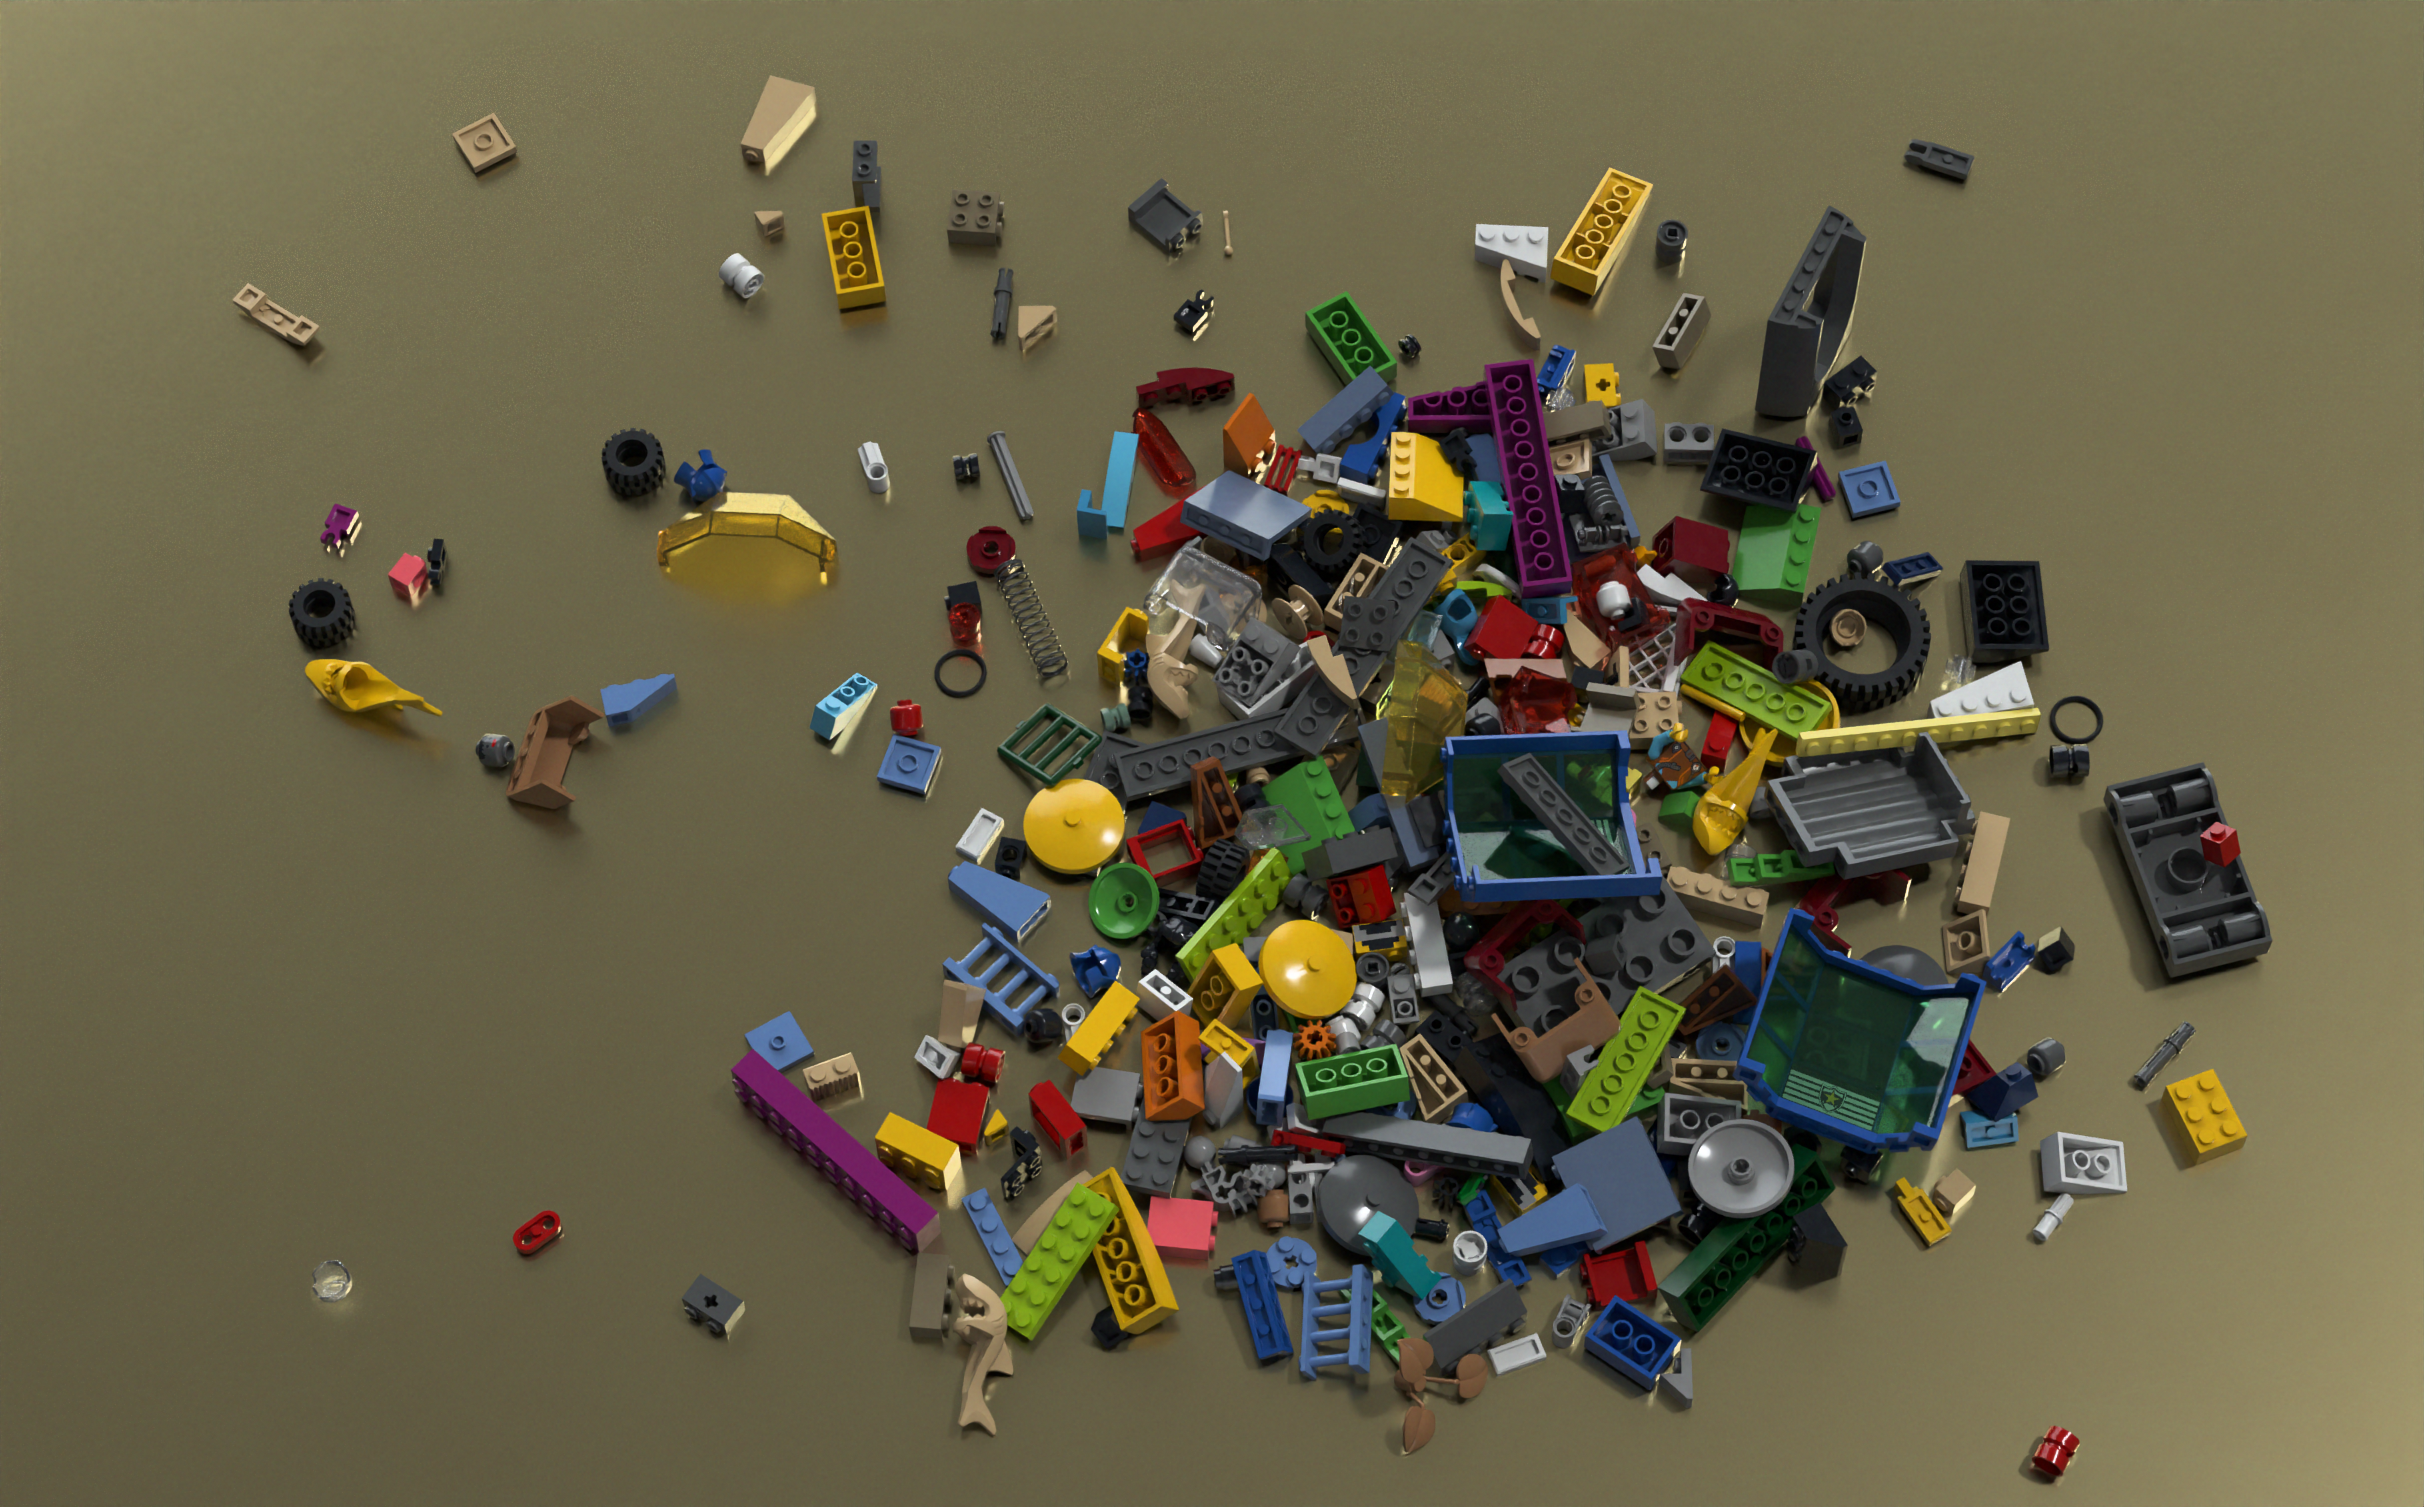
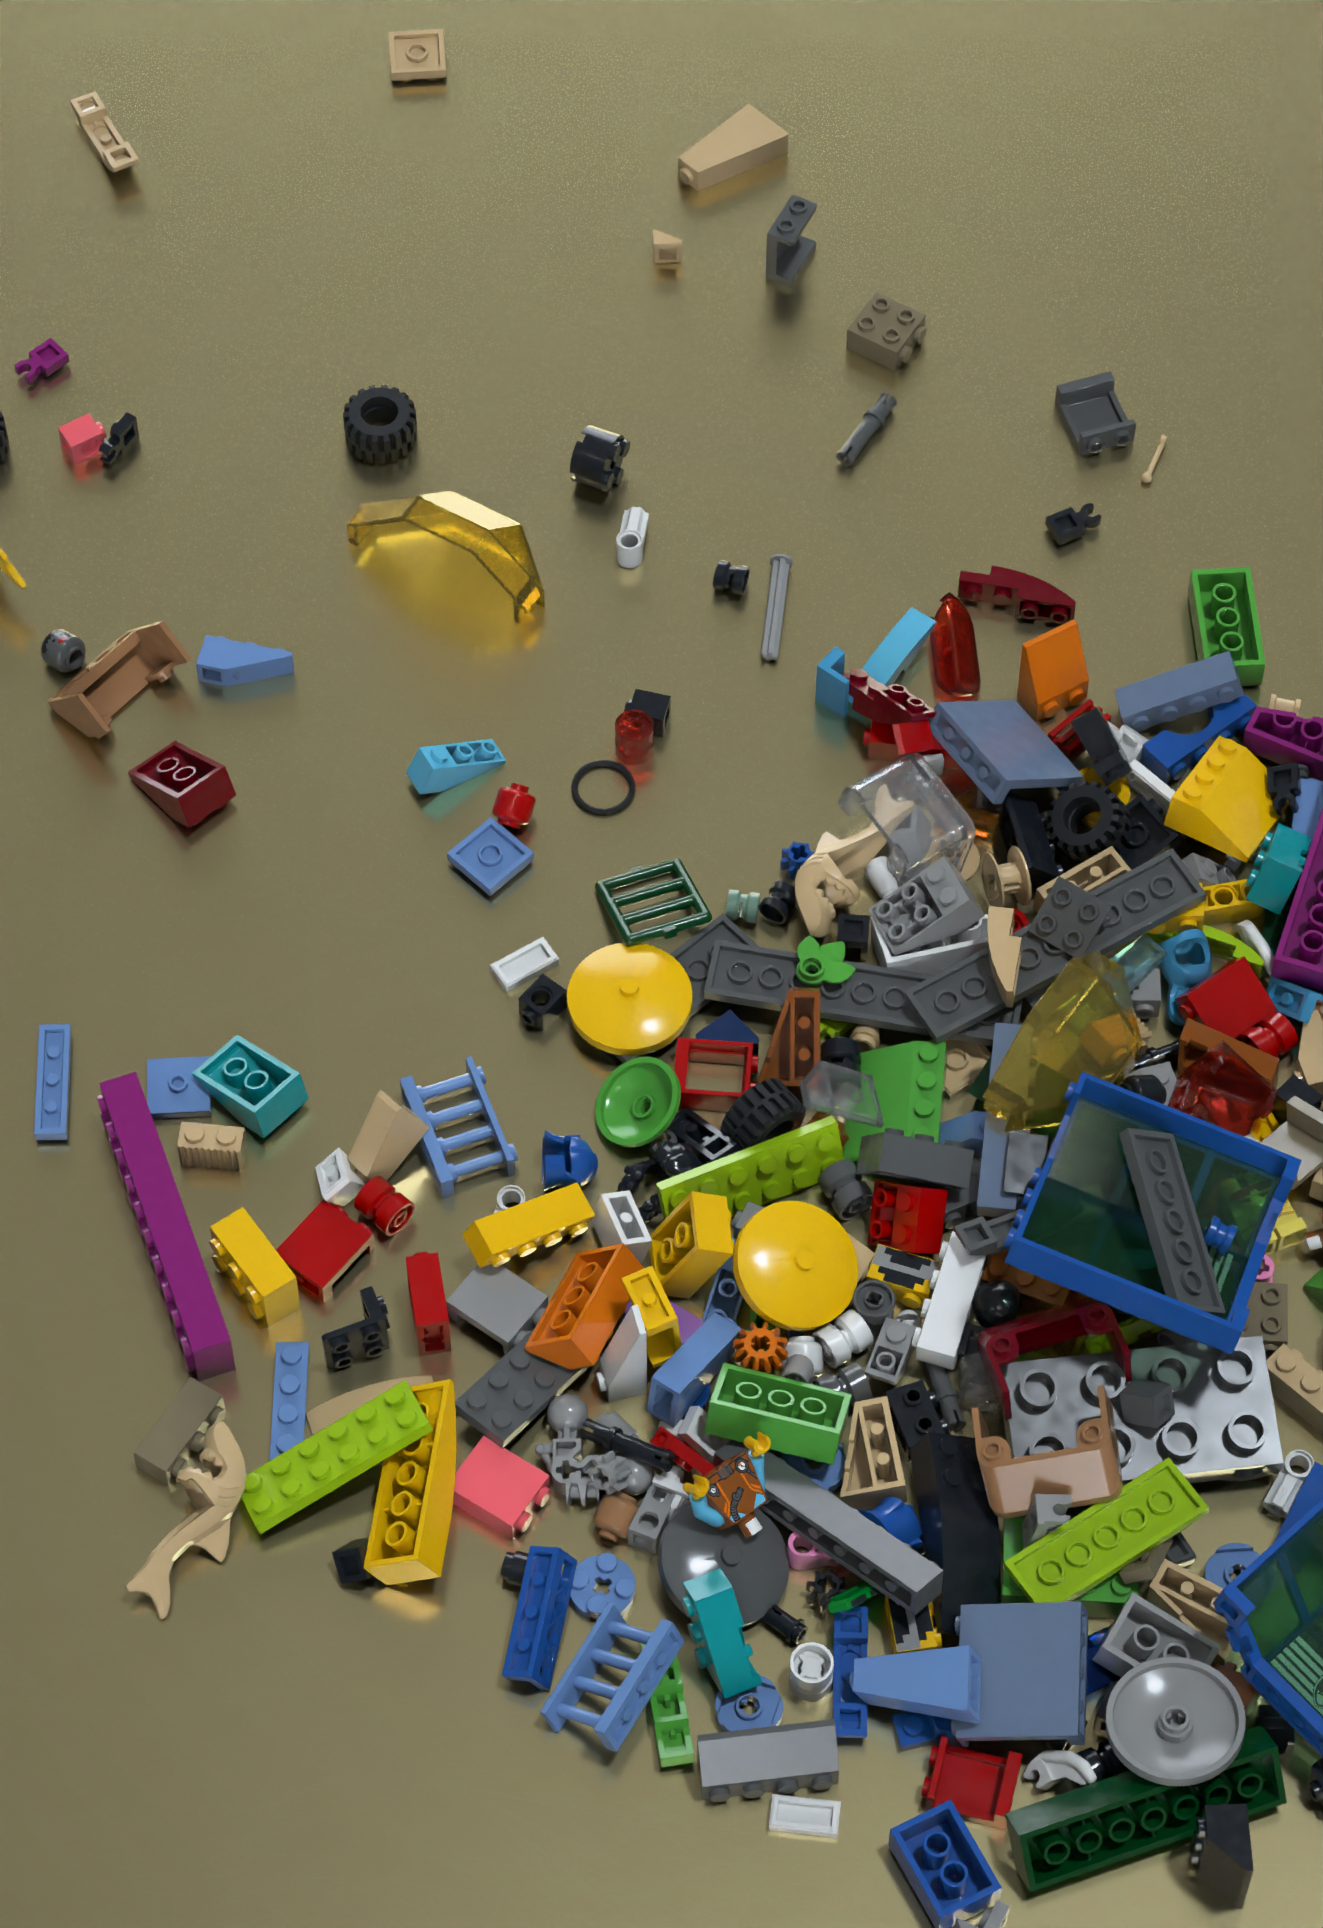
camera: 25 degrees right, 5 degrees down
(647, 811) = (184, 783): none -> dark red slope
(684, 1083) = (53, 1082): none -> medium blue plate
(705, 481) = (445, 474): blue helmet -> none
(739, 273) = (603, 288): white wheel -> none
(817, 416) = (599, 458): none -> black brick
(834, 1017) = (252, 1085): none -> teal slope
(853, 257) = (732, 317): yellow brick -> none
(982, 540) = (708, 689): dark red plate -> none
(996, 1128) = (354, 1282): yellow slope -> none
(999, 899) = (506, 1042): medium blue slope -> none
(1034, 322) = (888, 462): tan slope -> none
(1042, 1025) = (472, 1196): black head -> none
(1053, 660) = (701, 811): dark grey piece -> none
(1110, 662) = (788, 823): yellow panel -> none
(1142, 518) = (885, 703): none -> dark red slope
(1176, 536) = (913, 737): none -> red slope
(1202, 733) = (824, 960): none -> bright green plate
(1208, 702) = (854, 932): none -> black panel
(1217, 549) = (955, 778): tan hair -> none
(1312, 478) = (1102, 746): none -> black arch
(1354, 1150) = (732, 1489): none -> torso
(1409, 346) = (1293, 657): black bush -> none
(1414, 1359) = (665, 1758): medium nougat plant -> none
(1423, 387) = (1285, 704): none -> tan bush
(1570, 1317) = (891, 1801): light grey piece -> none
(1594, 809) = (1219, 1235): none -> blue wheel
(1672, 1236) = (1057, 1765): none -> white piece
(1715, 999) = (1250, 1515): reddish brown wedge -> none

